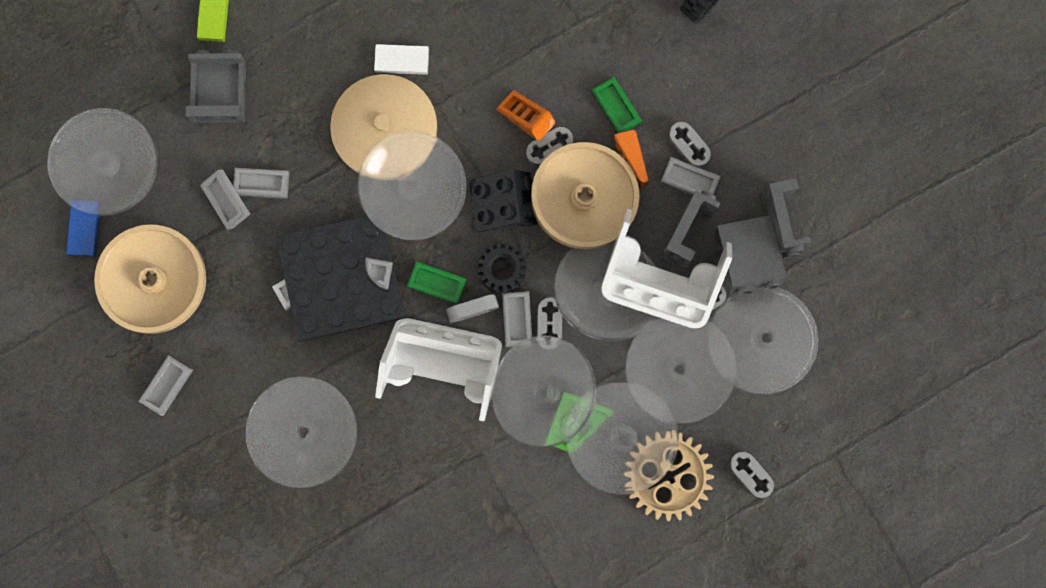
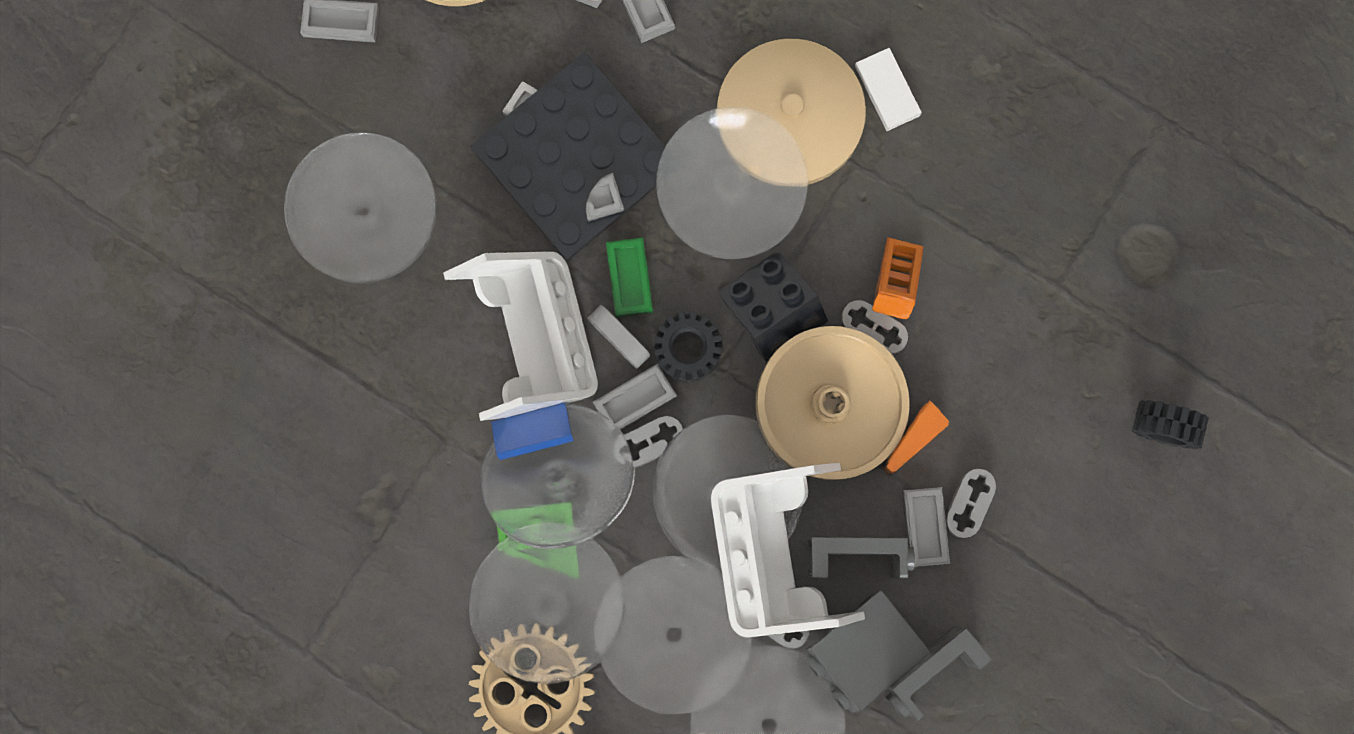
camera: 65 degrees right, 0 degrees up
(506, 393) = (532, 431): none -> blue tile
(616, 106) = (971, 385): green tile -> none

